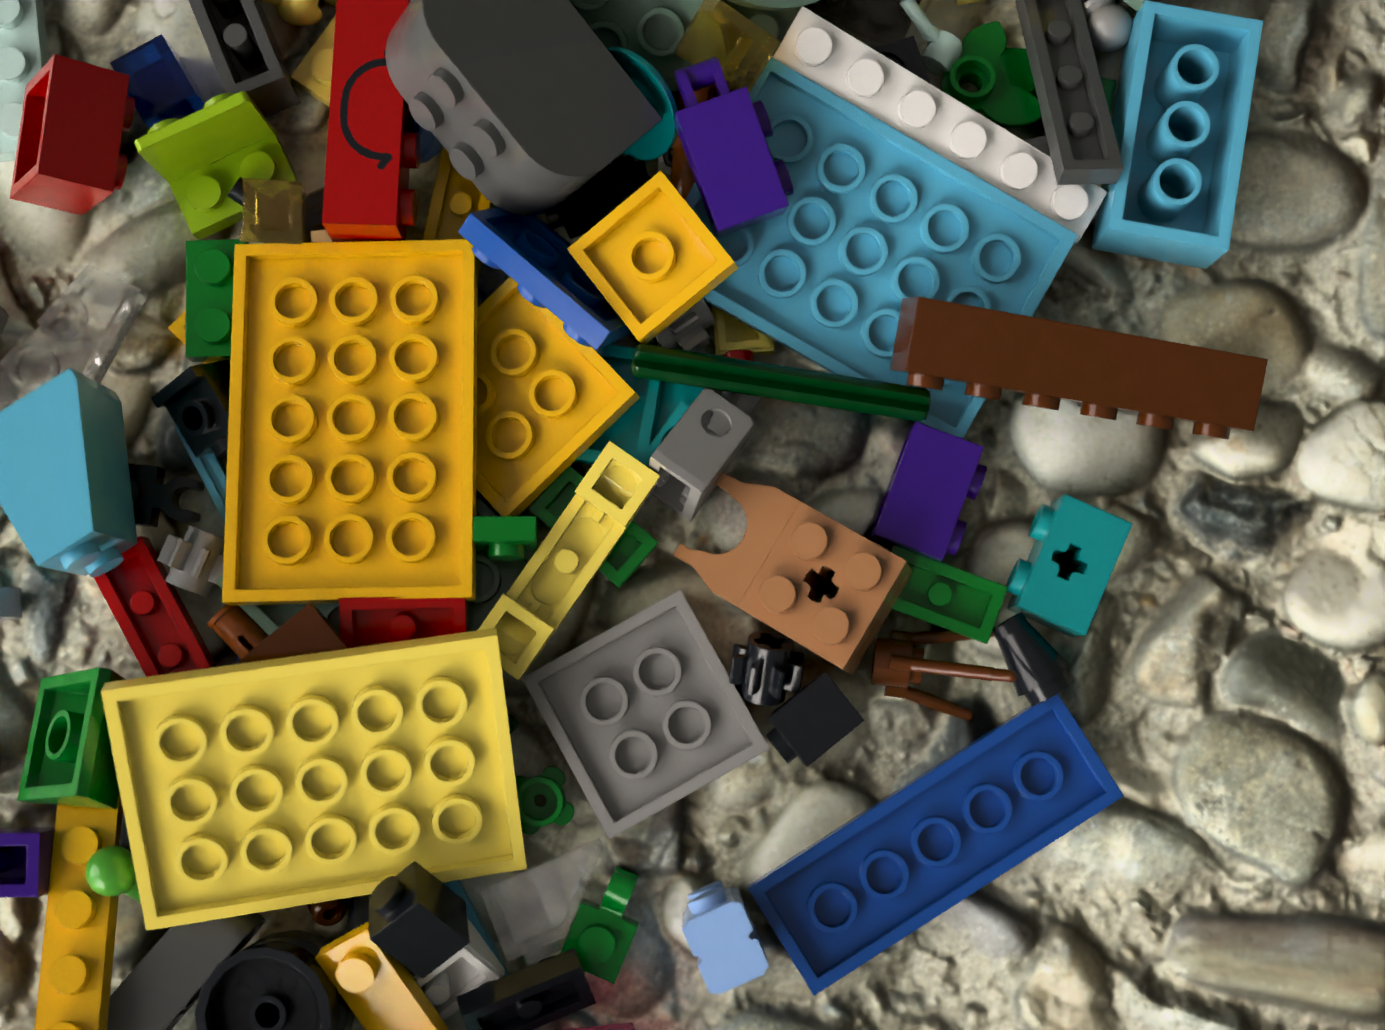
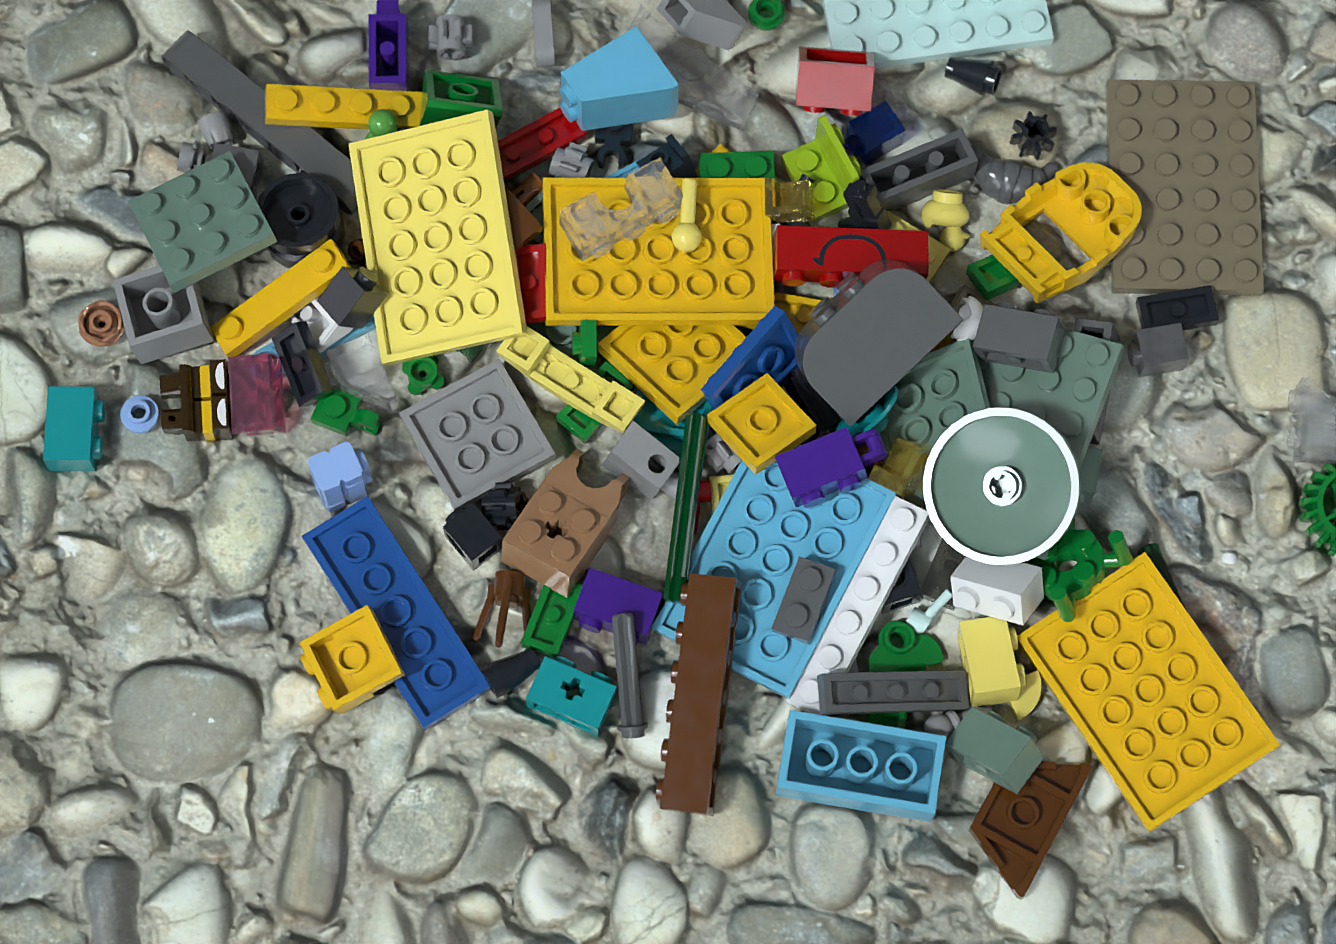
camera: 85 degrees right, 10 degrees down
(298, 95) = (864, 208): none -> black piece
(315, 515) = (596, 228): none -> clear arch
(329, 370) = (687, 235): none -> light yellow bar
(935, 202) = (804, 600): none -> dark grey plate
(1024, 913) = (350, 660): none -> yellow plate
(1107, 475) = (628, 676): none -> dark grey axle

